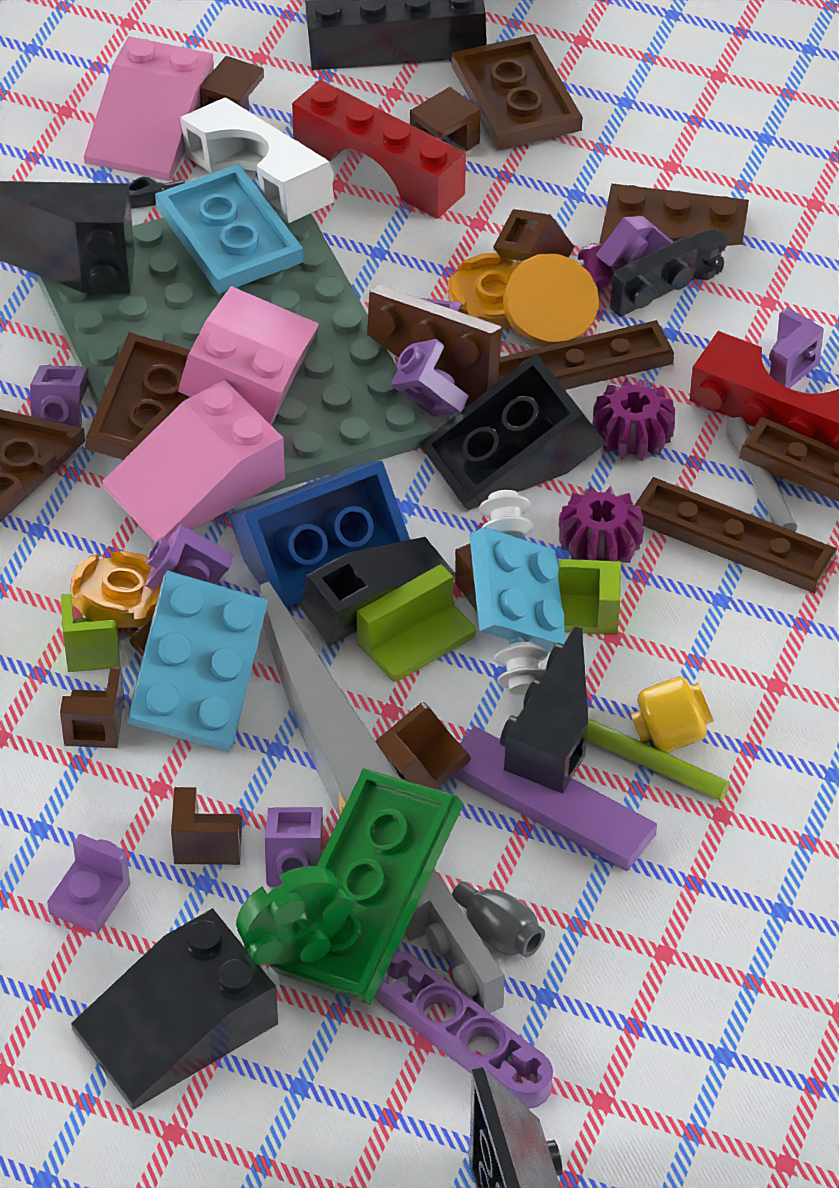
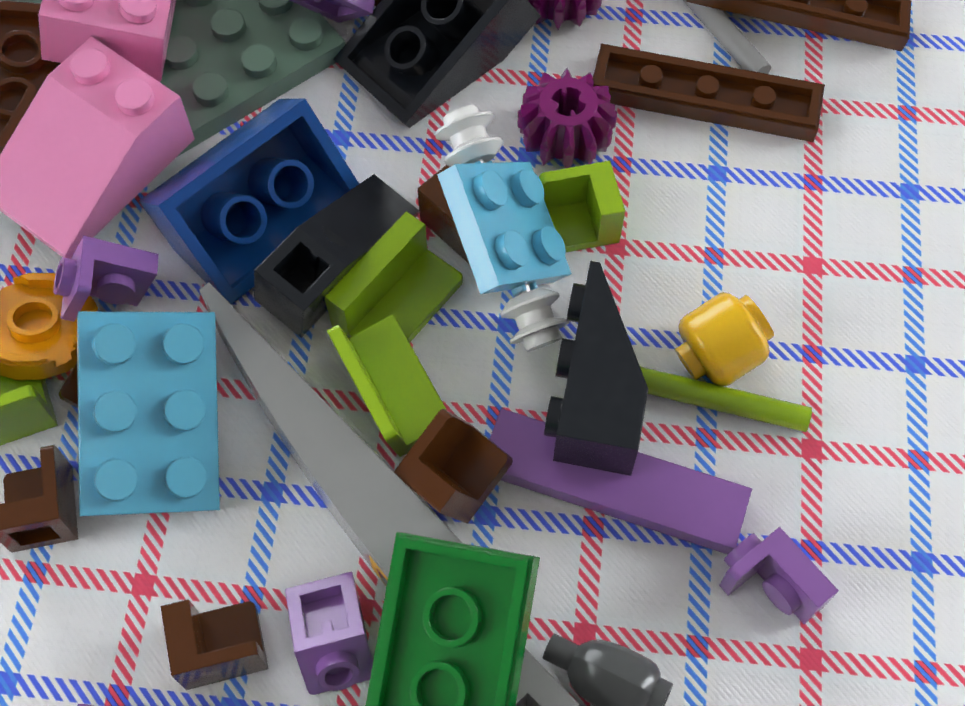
camera: 15 degrees left, 15 degrees up
(389, 679) = (390, 381): none -> lime panel
(656, 877) = (788, 574): none -> medium lavender bracket

